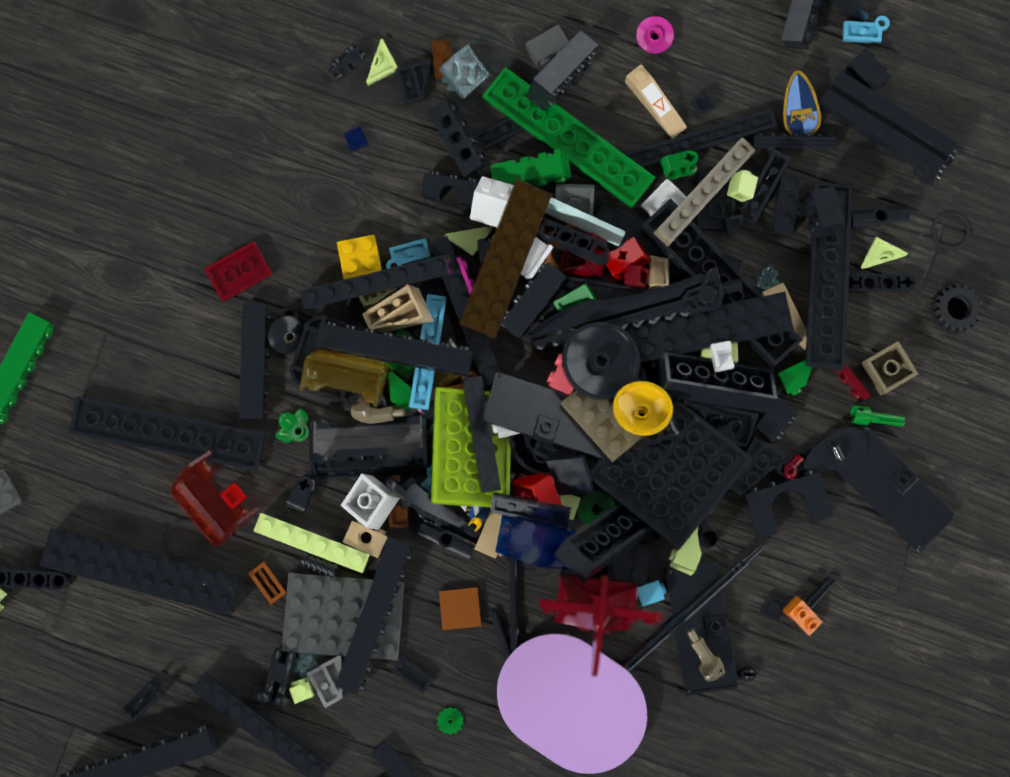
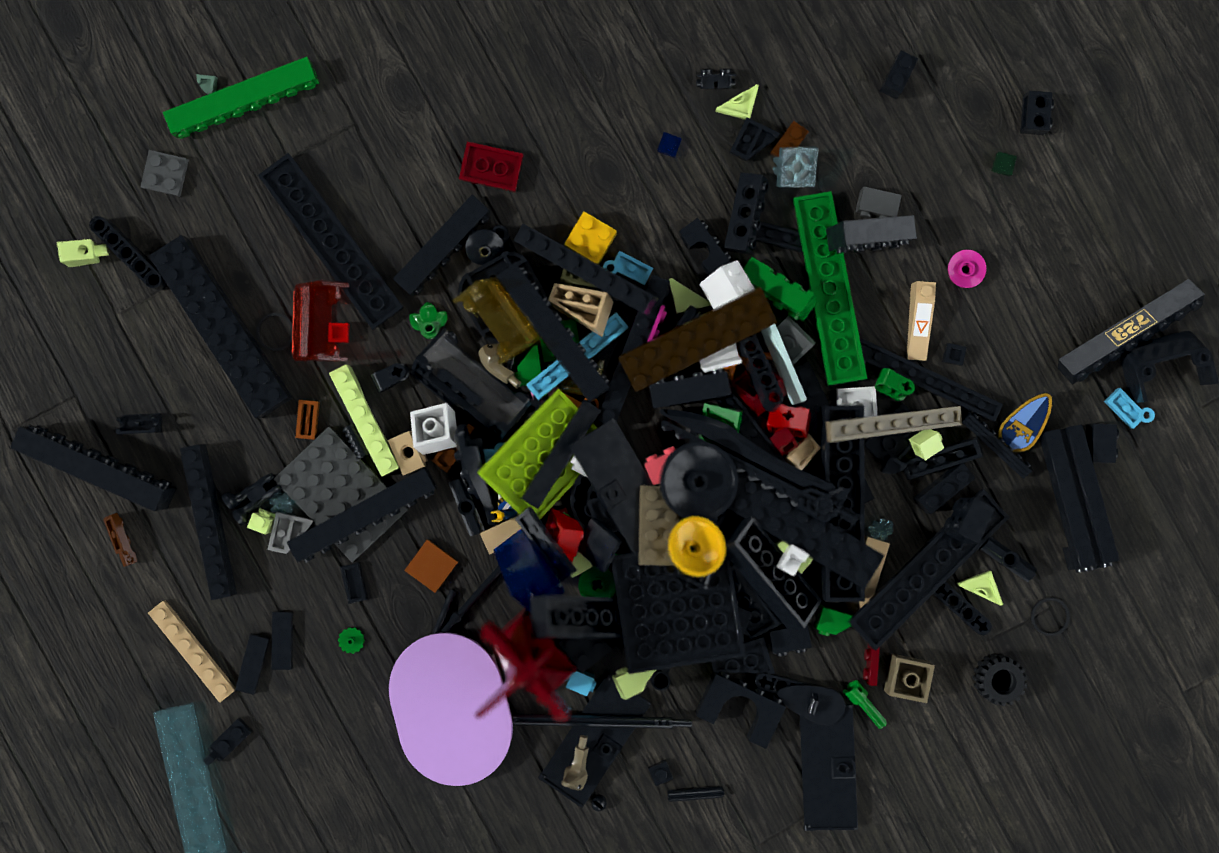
camera: 45 degrees right, 5 degrees up
(790, 468) = (768, 685): dark red arm -> none
(802, 615) = (676, 798): orange plate -> none

